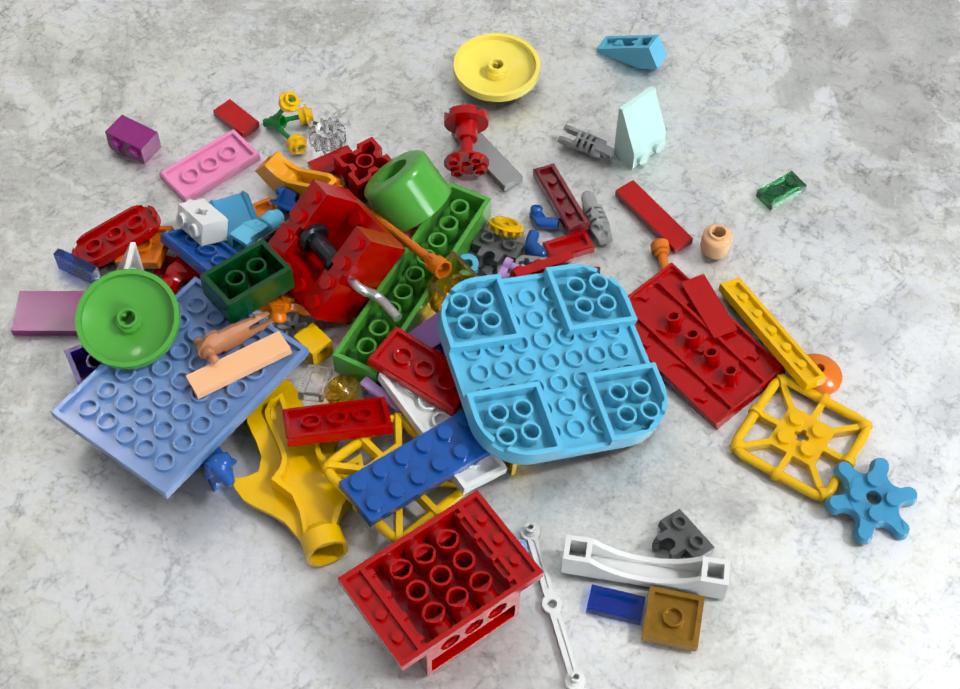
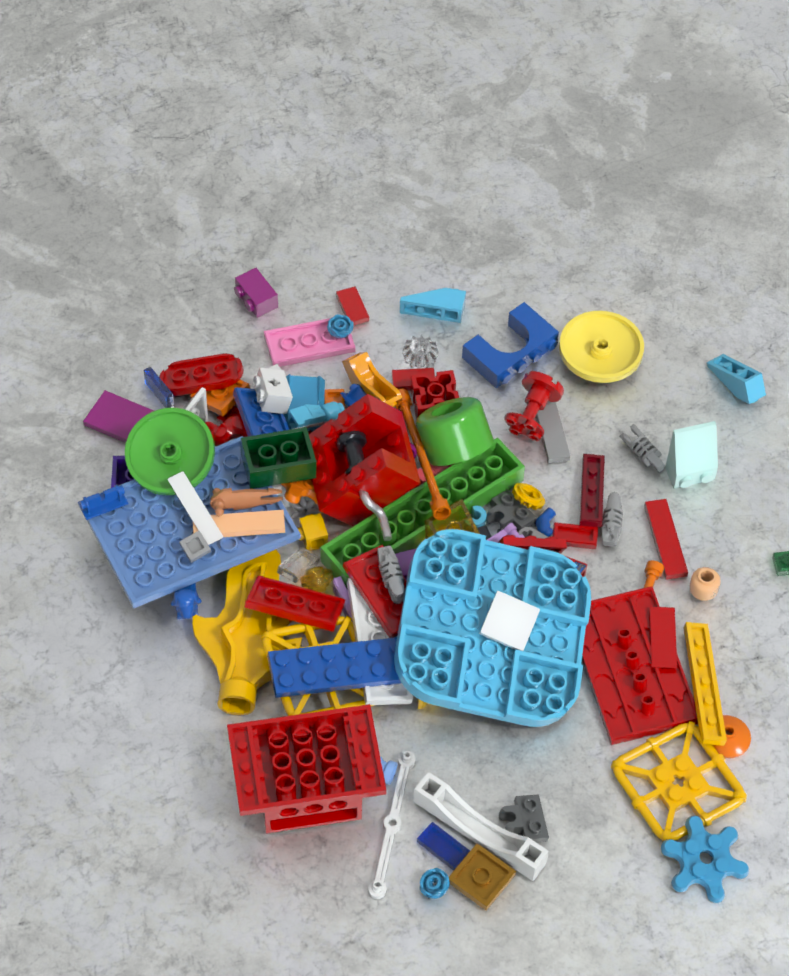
camera: 25 degrees right, 0 degrees up
(79, 400) = (104, 502): none -> blue hinge
(185, 365) = (195, 508): none -> white sticker
(205, 405) = (195, 546): none -> light grey plate
(236, 139) = (340, 326): none -> dark azure plate
(289, 103) = (394, 314): yellow plant -> none
(322, 85) = (436, 304): none -> medium azure slope
(411, 120) = (500, 366): none -> blue arch
(423, 350) = (391, 573): none -> light grey hinge
(541, 220) = (564, 501): blue arm -> none
(566, 348) = (509, 621): none -> white tile
(622, 647) = (429, 878): none -> dark azure plate

